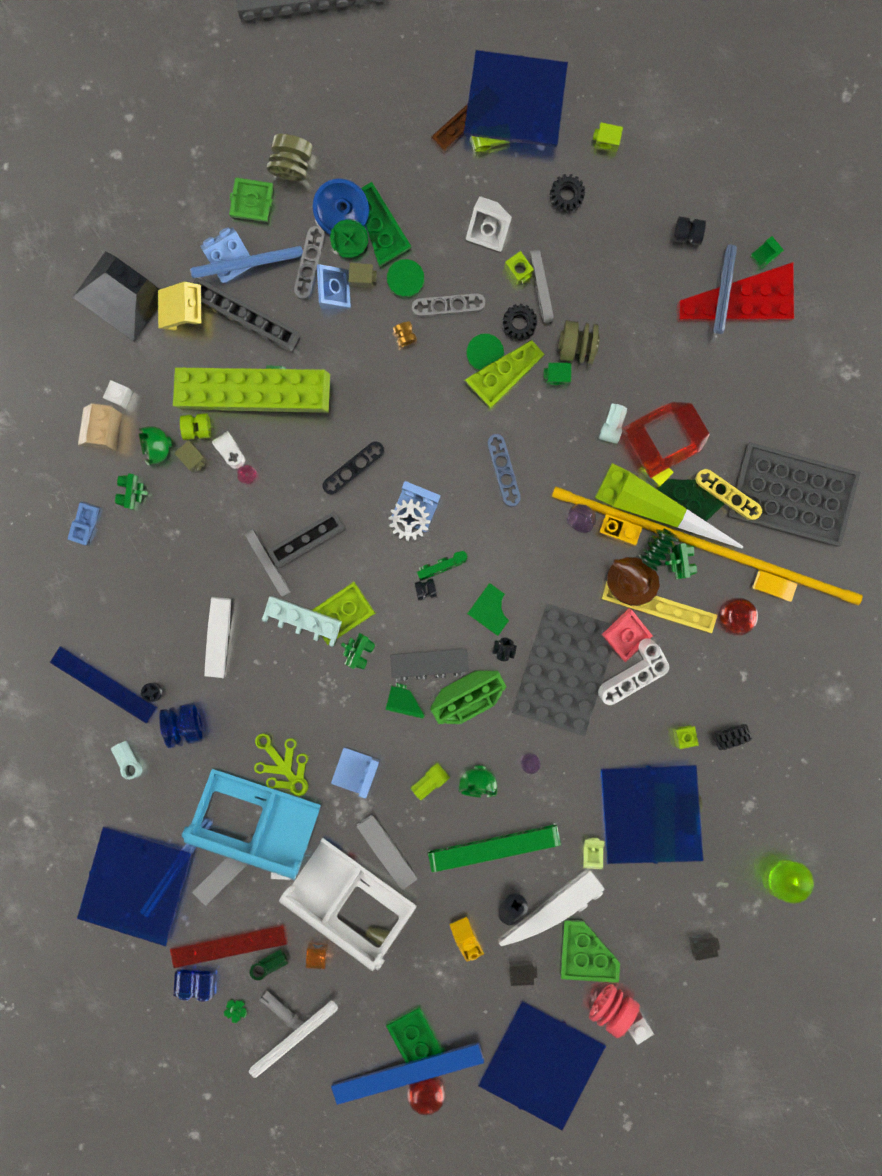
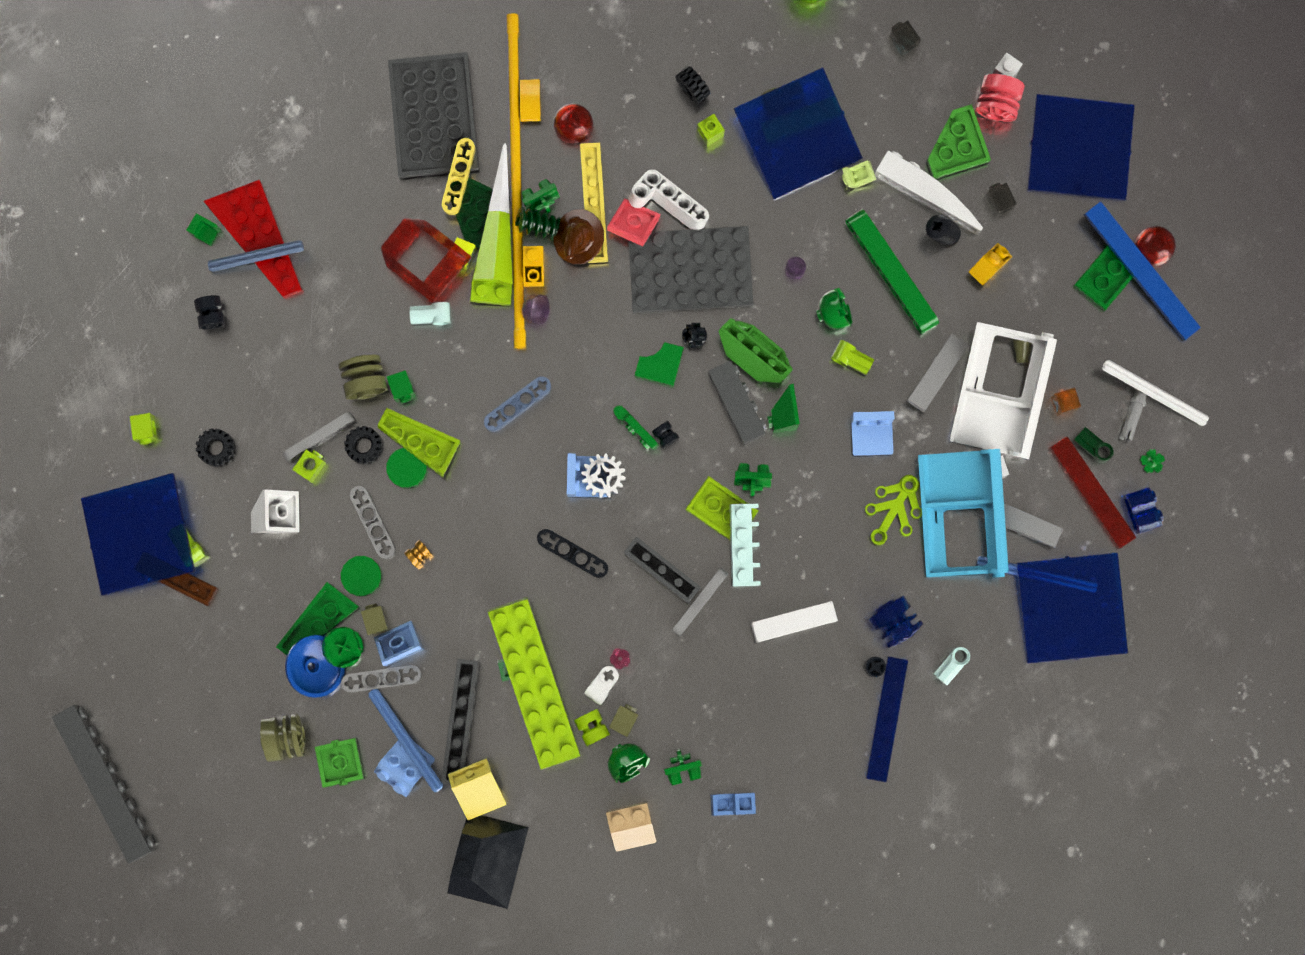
camera: 115 degrees left, 5 degrees down
(118, 394) = (589, 819): white brick -> none

